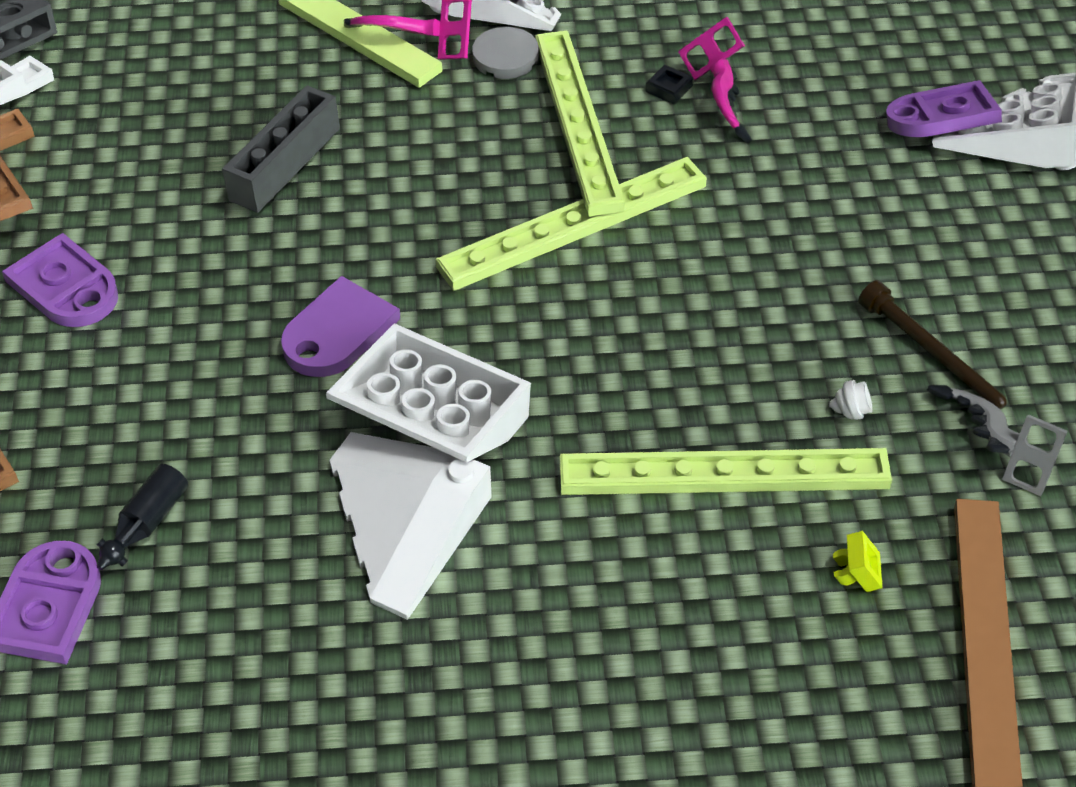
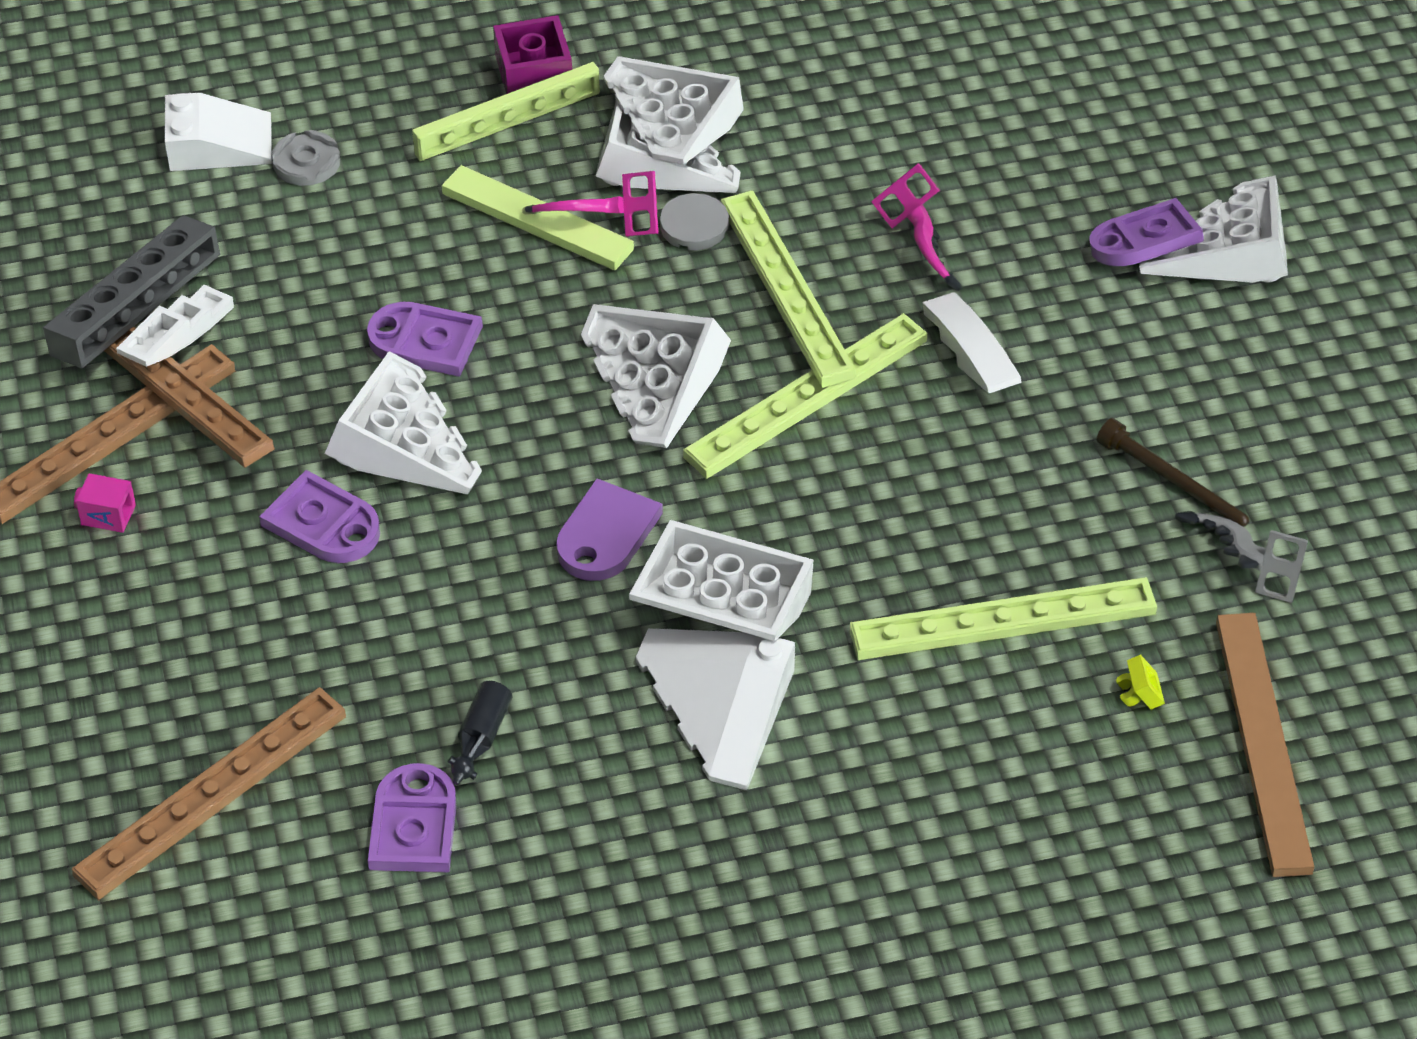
camera: 10 degrees left, 0 degrees up
(164, 207) = (401, 433): none -> white slope
(217, 125) = (425, 335): none -> medium lavender tile
(281, 148) = (502, 355): dark grey brick -> none
(430, 176) = (655, 365): none -> white slope
(669, 84) = (868, 237): black tile -> none
(749, 191) = (972, 341): none -> white slope
(852, 400) = (1108, 536): white plate -> none

